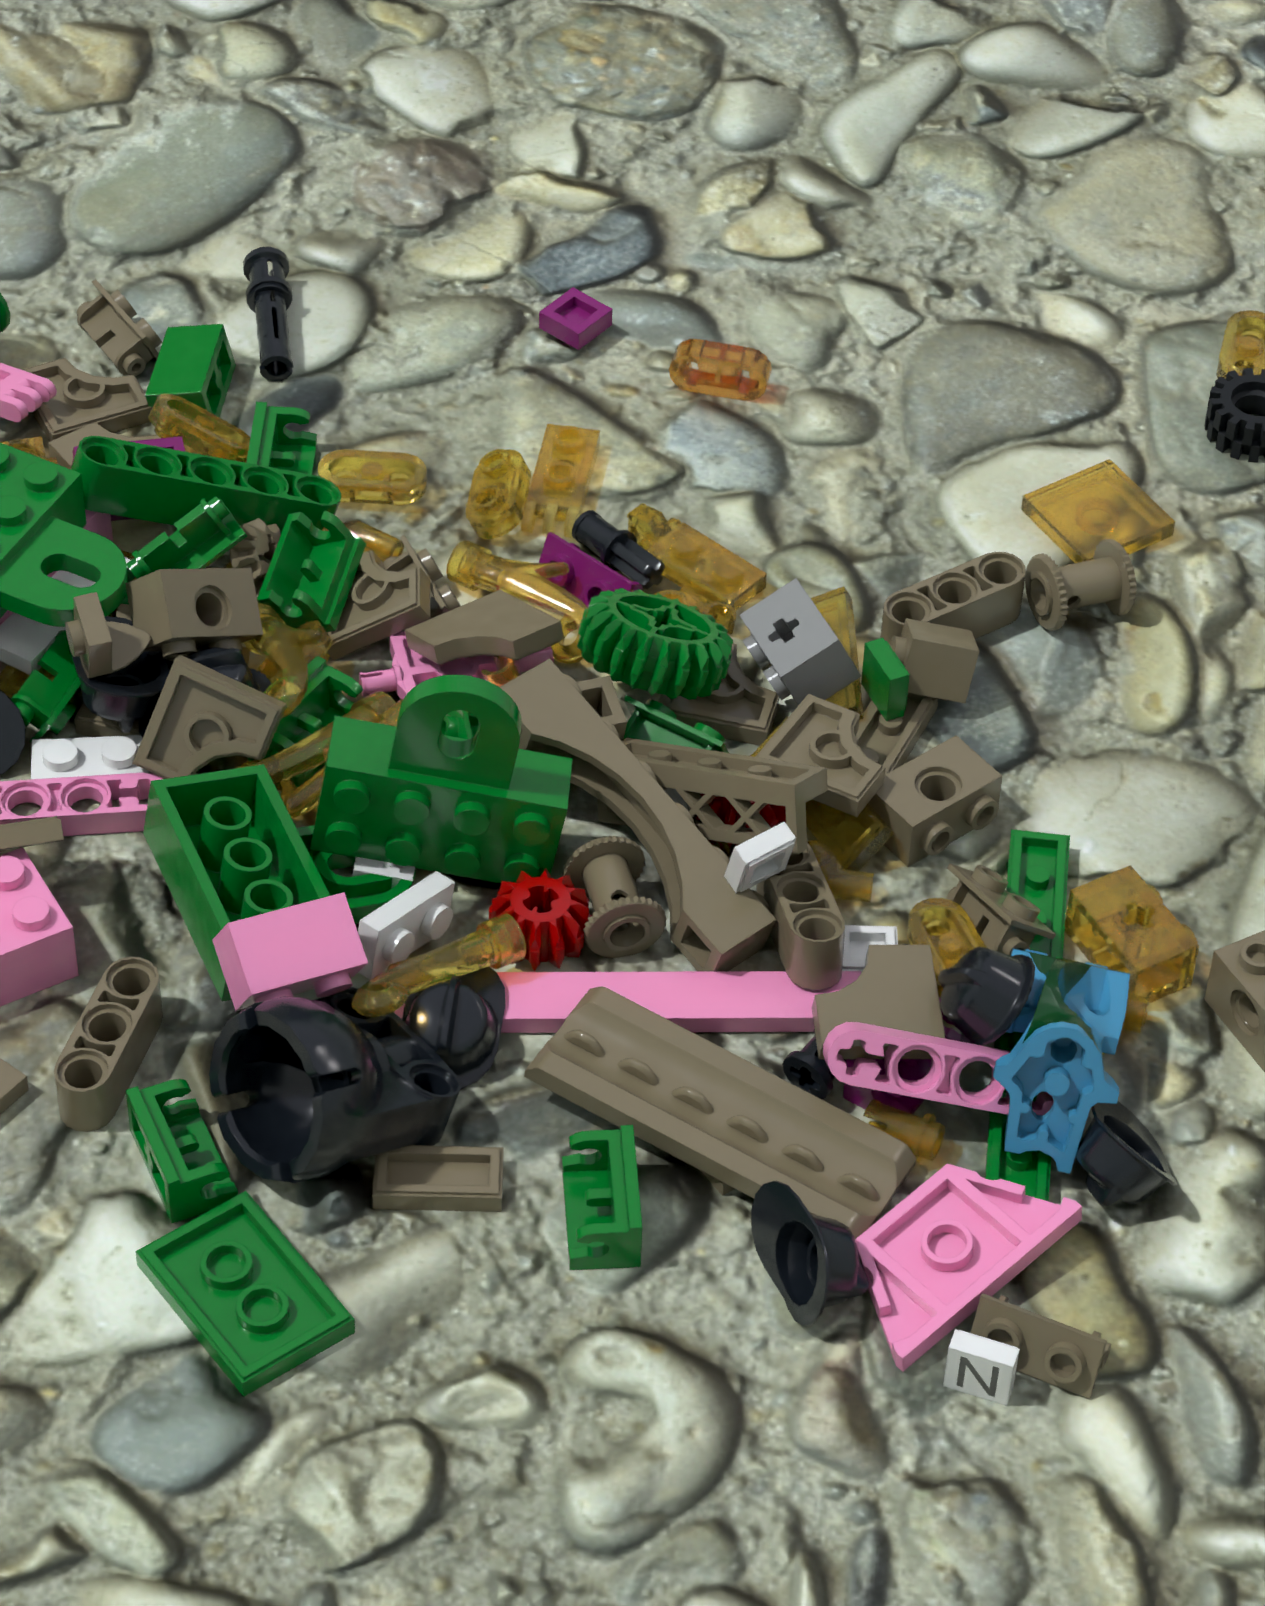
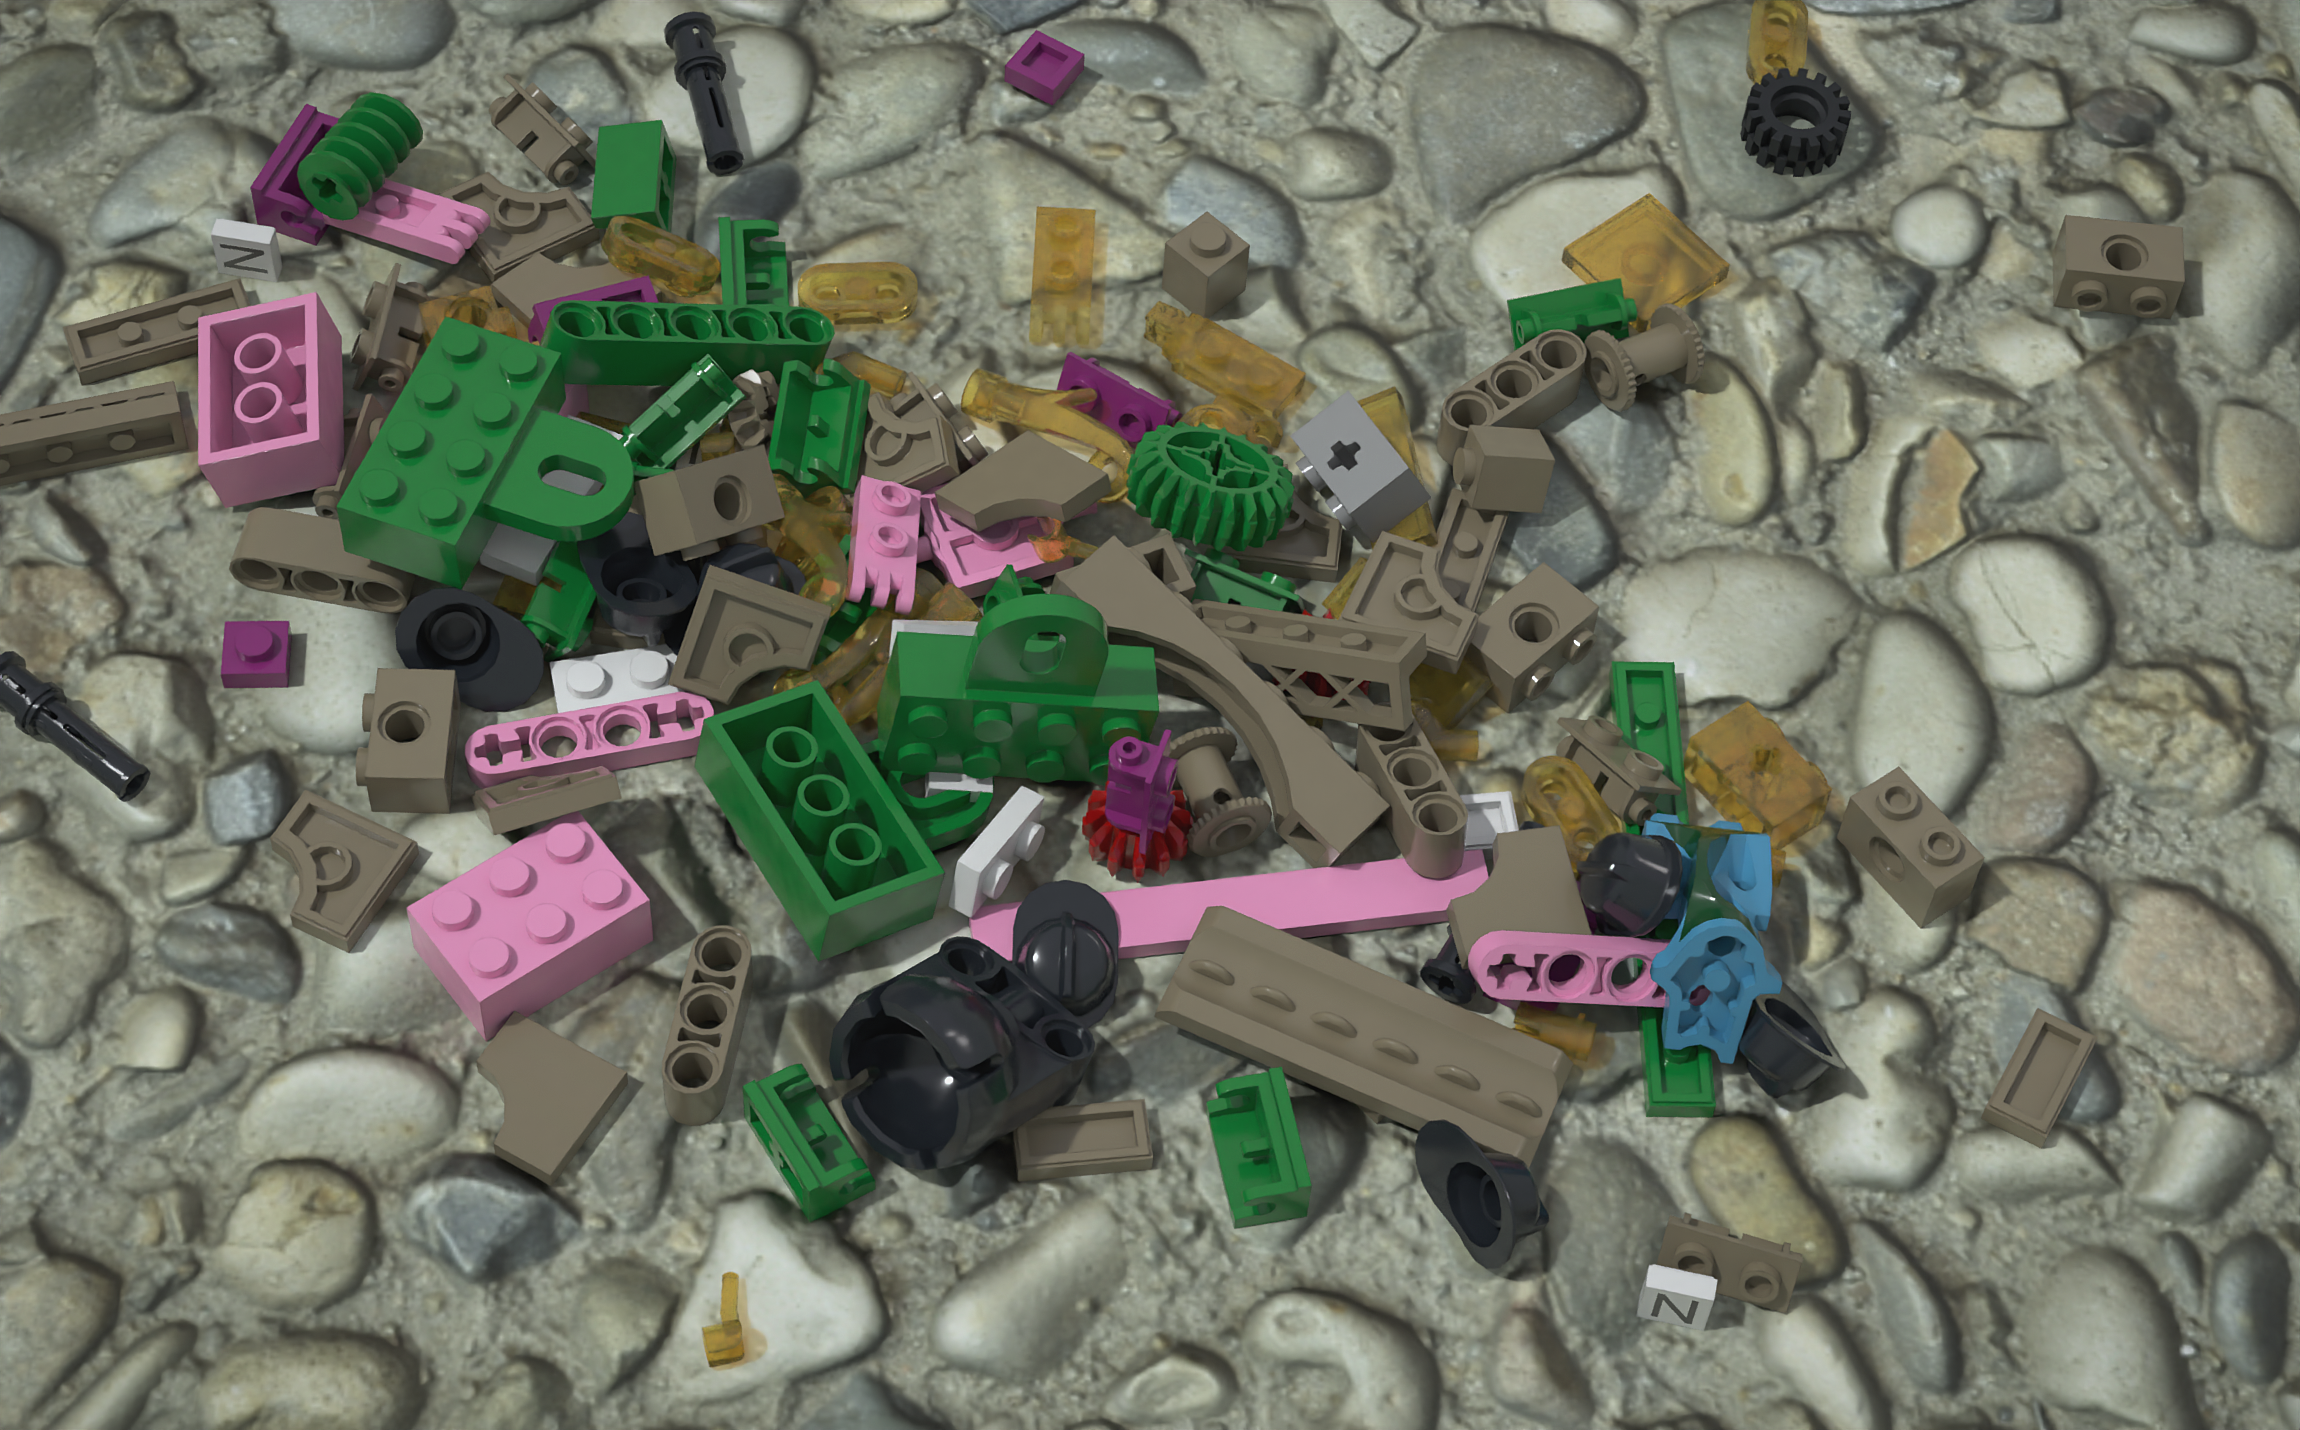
camera: 10 degrees left, 10 degrees up
(68, 1309) = (724, 1340): none -> clear yellow hand
(102, 644) = (622, 557): dark tan plate -> none
(245, 1293) = (904, 1296): green tile -> none
(291, 952) = (897, 916): bright pink brick -> none
(349, 663) = (884, 543): none -> bright pink hinge
(492, 944) = (999, 944): clear yellow plant -> none
(498, 493) = (999, 290): clear yellow plate -> none
(538, 868) = (1141, 787): none -> magenta hinge
(618, 549) = (1141, 359): black axle -> none
(689, 479) = (1205, 266): none -> dark tan brick
(720, 369) = (1214, 119): clear orange beam -> none
(760, 857) = (1369, 744): white tile -> none
(885, 679) = (1457, 499): green tile -> none
(947, 1248) = (1626, 1169): bright pink wing -> none
(1023, 541) = (1573, 309): none -> green hinge

